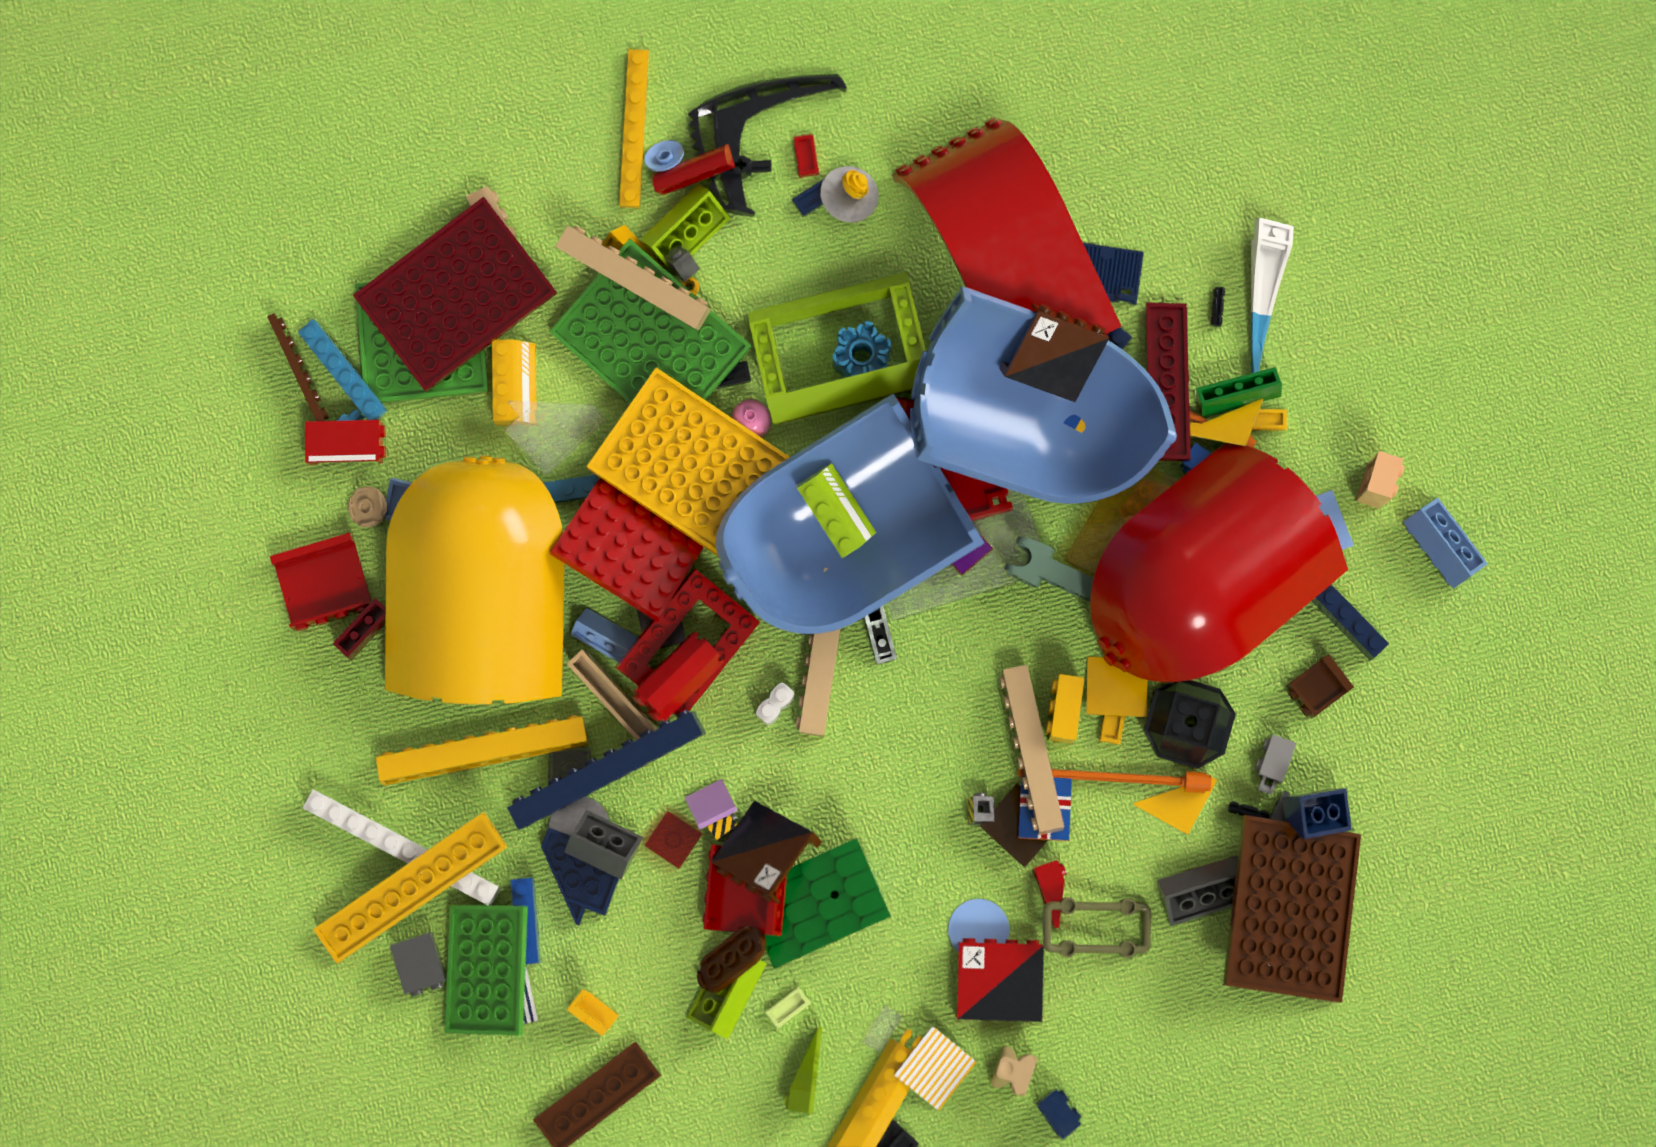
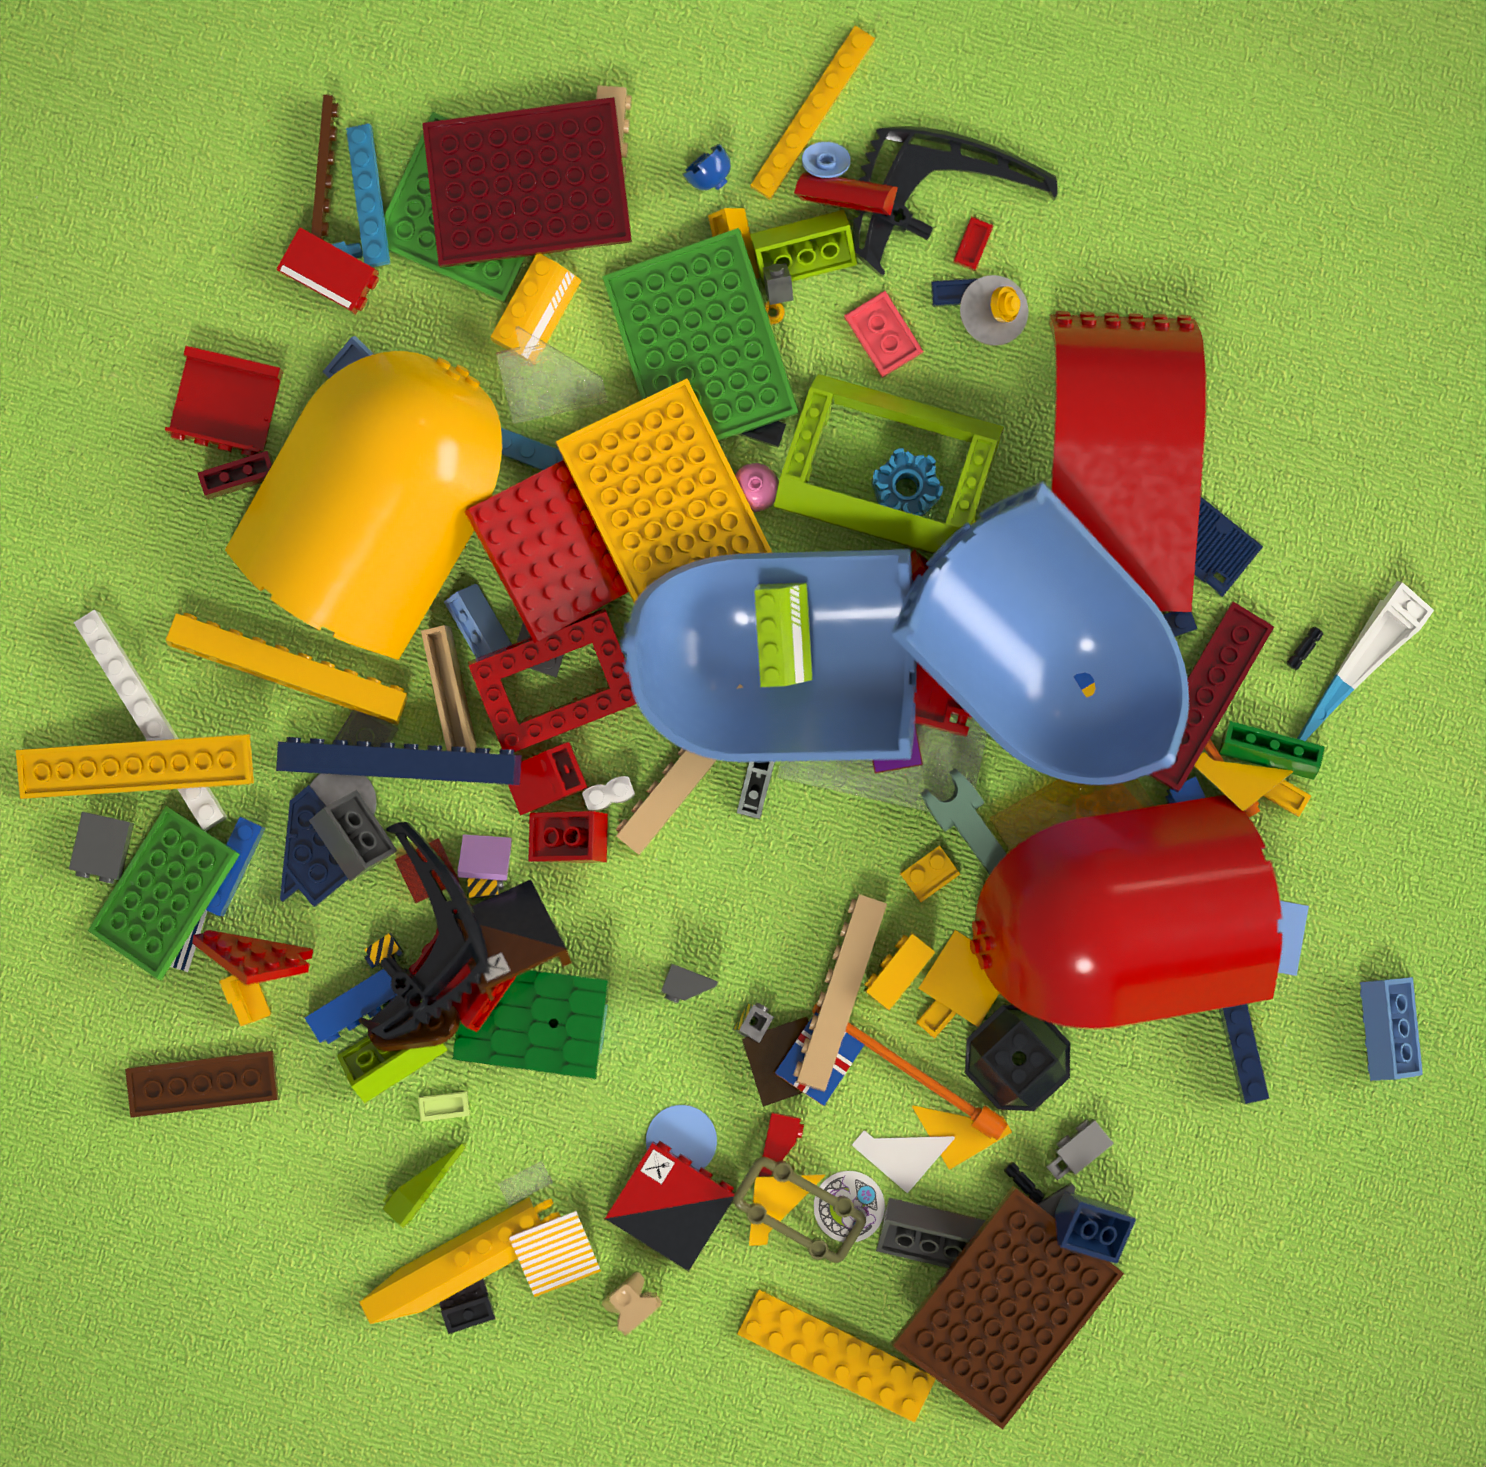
camera: 30 degrees right, 5 degrees up
(367, 506) = (314, 351): tan tile -> none
(582, 979) = (253, 958): none -> red wing
(583, 210) = (709, 169): none -> blue cylinder
(630, 276) = (718, 272): tan brick -> none
(675, 918) = (382, 949): none -> brick
(677, 677) = (522, 712): red brick -> none
(678, 969) = (349, 1007): none -> blue brick
(724, 719) = (548, 779): none -> red slope
(727, 889) = (447, 957): none -> black piece
(763, 753) = (568, 837): none -> red slope
(779, 257) = (883, 334): none -> coral tile
(913, 810) = (685, 984): none -> dark grey slope
(1045, 626) = (930, 874): none -> yellow plate
(1056, 353) = (1104, 603): panel -> none
(1058, 1113) = (650, 1371): dark blue slope -> none
(1076, 928) = (778, 1200): none -> yellow sticker
(1140, 891) = (865, 1197): none -> white sticker
(1149, 846) = (902, 1158): none -> white sticker
(1187, 1020) = (836, 1355): none -> yellow plate
(1319, 687) = (1172, 1099): reddish brown panel -> none
(1380, 480) = (1361, 926): light nougat brick -> none

